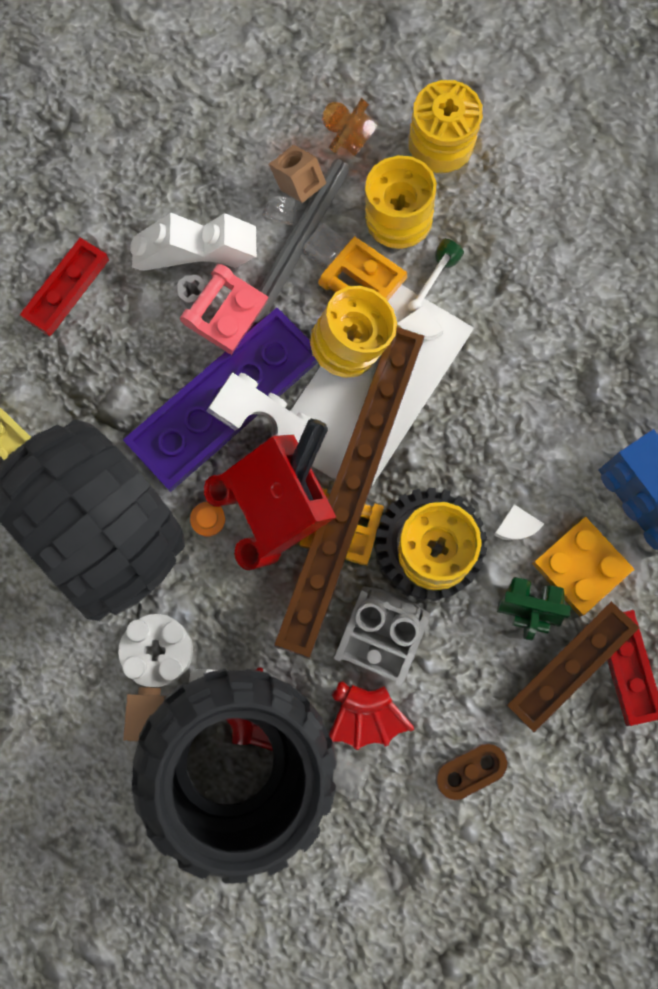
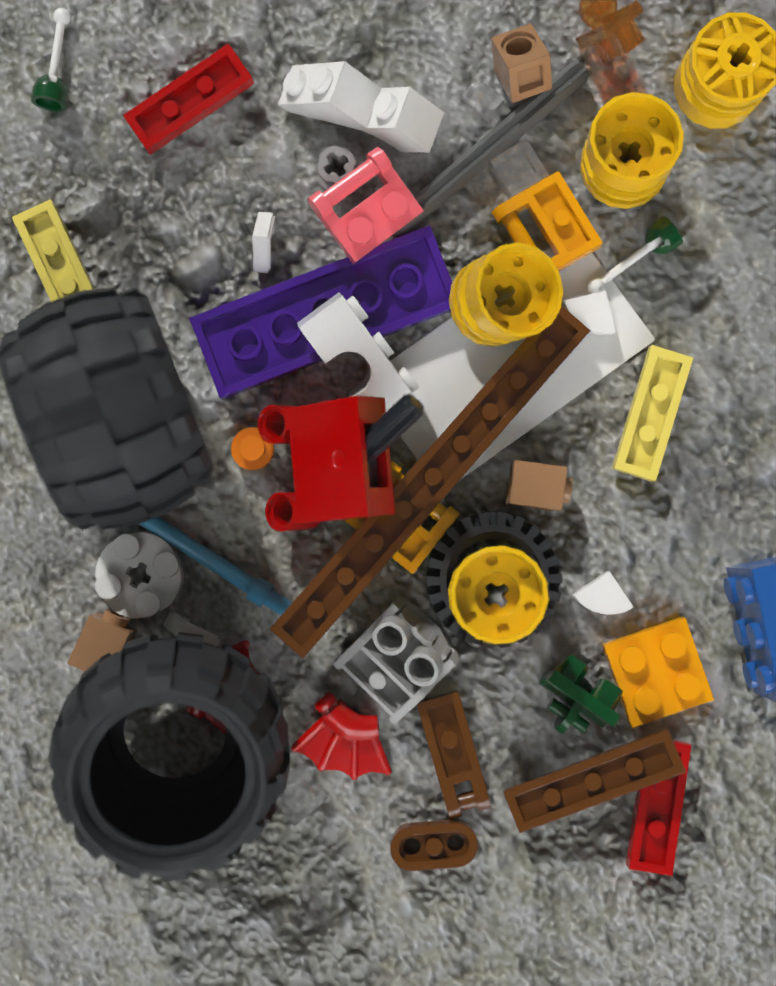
camera: 20 degrees right, 10 degrees up
(158, 366) = (261, 242): none -> white tile
(253, 625) = (258, 590): none -> dark azure bar
(434, 462) = (538, 486): none -> medium nougat brick
(456, 691) = (453, 752): none -> reddish brown plate
(495, 378) = (652, 413): none -> light yellow plate

